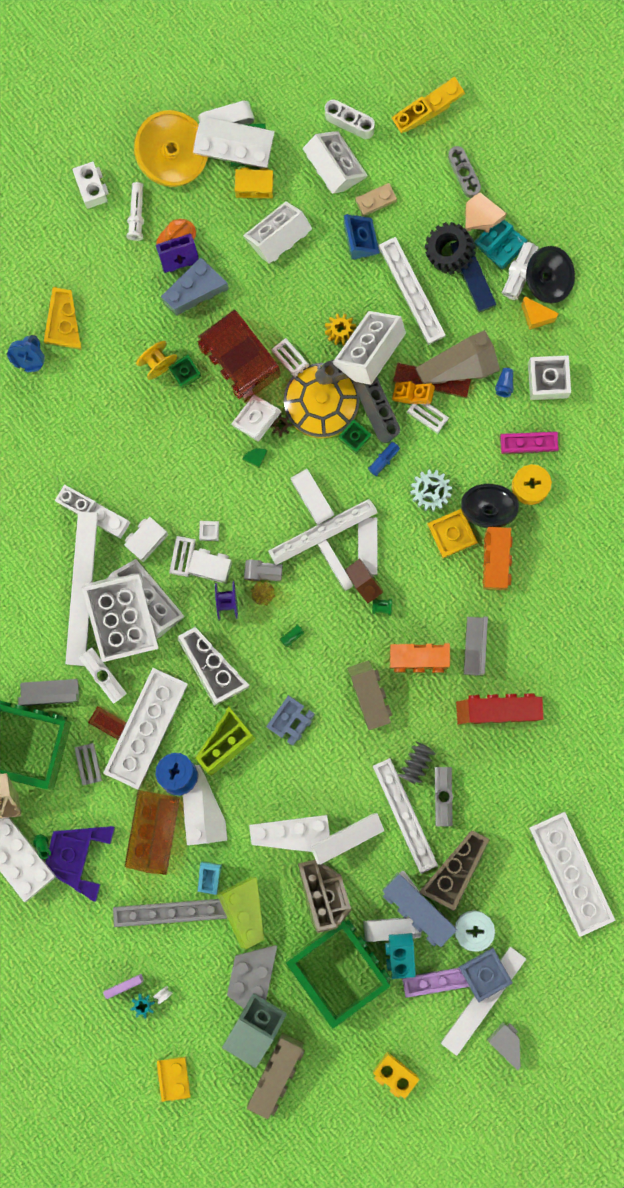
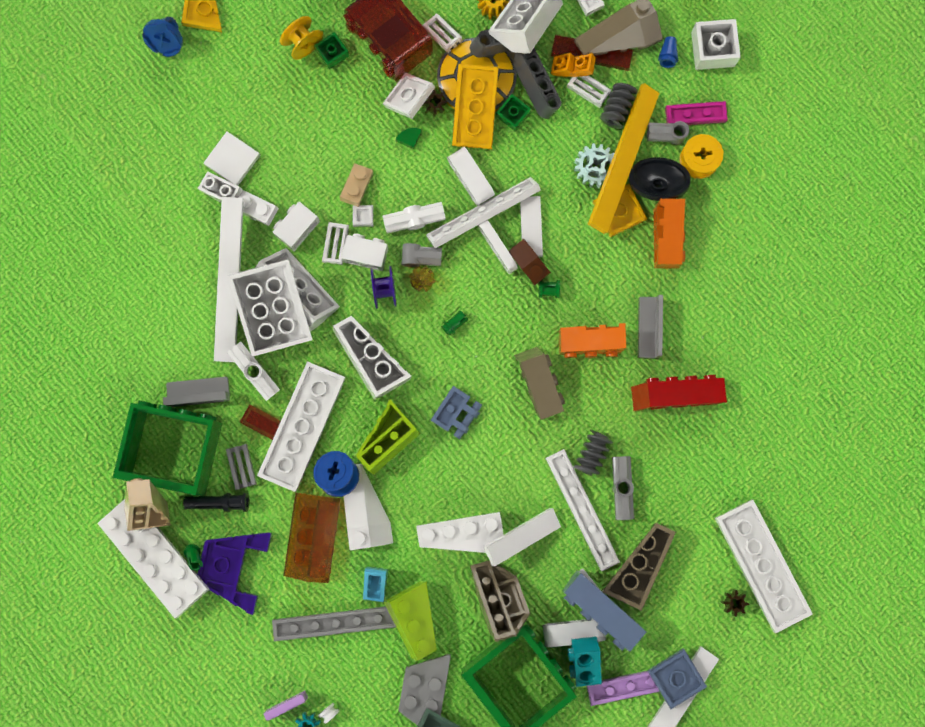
camera: 10 degrees left, 0 degrees up
(74, 796) = (227, 502): none -> black pin
(87, 472) = (232, 159): none -> white tile
(204, 501) = (356, 185): none -> tan plate
(257, 534) = (414, 217): none -> white piece
(318, 430) = (475, 106): none -> yellow tile
(384, 458) = (544, 135): blue axle -> none
(453, 432) = (617, 103): none -> dark grey piece
(457, 485) = (623, 158): none -> yellow tile
(482, 939) = (670, 640): light aqua piece -> none
(497, 460) = (665, 132): none -> light grey piece
(537, 907) = (740, 602): none -> dark brown gear

